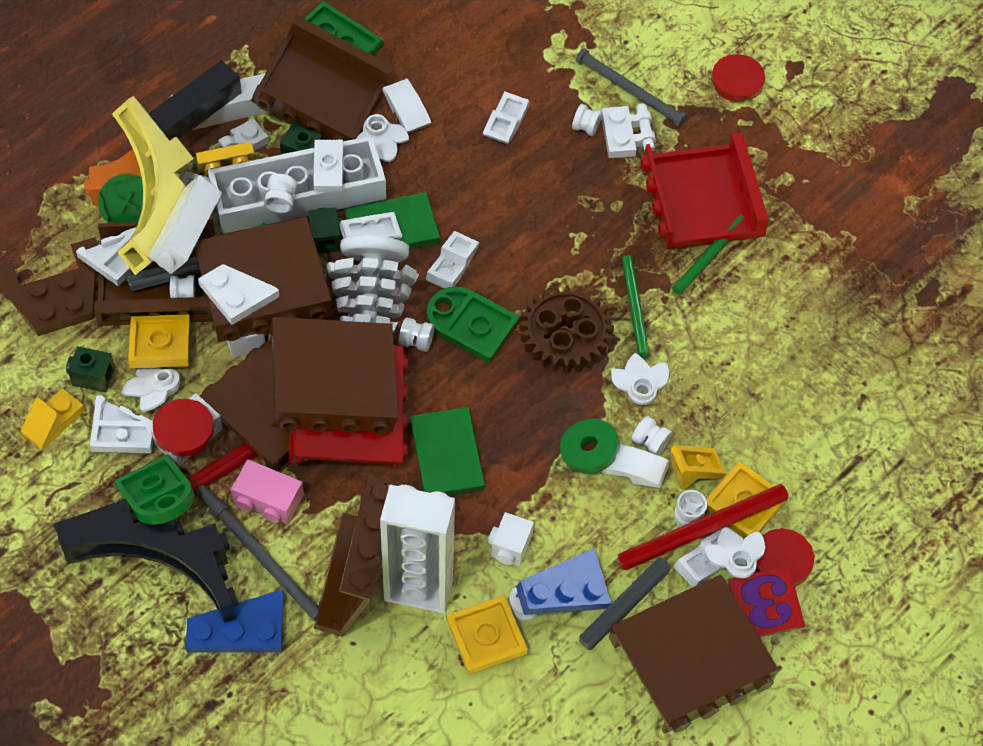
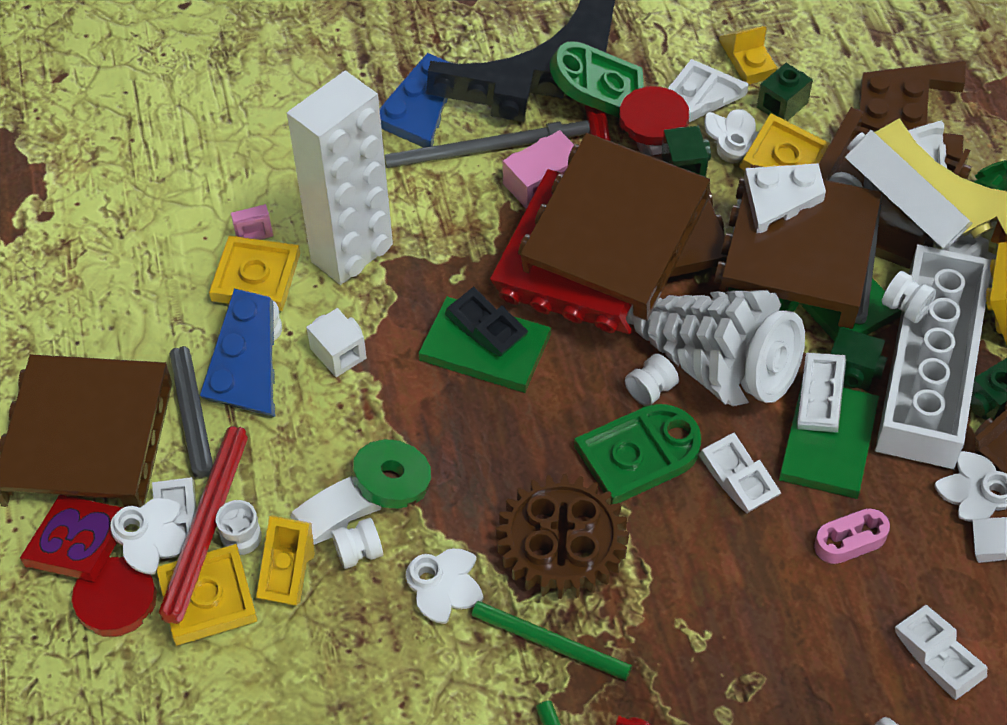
camera: 125 degrees right, 5 degrees down
(218, 382) = (686, 149): none -> dark green brick
(328, 166) = (933, 370): white plate -> none
(353, 562) = (409, 186): reddish brown panel -> none
(436, 451) = (484, 323): none -> black slope
(446, 663) = (252, 223): none -> bright pink tile
(460, 184) = (853, 539): none -> bright pink beam

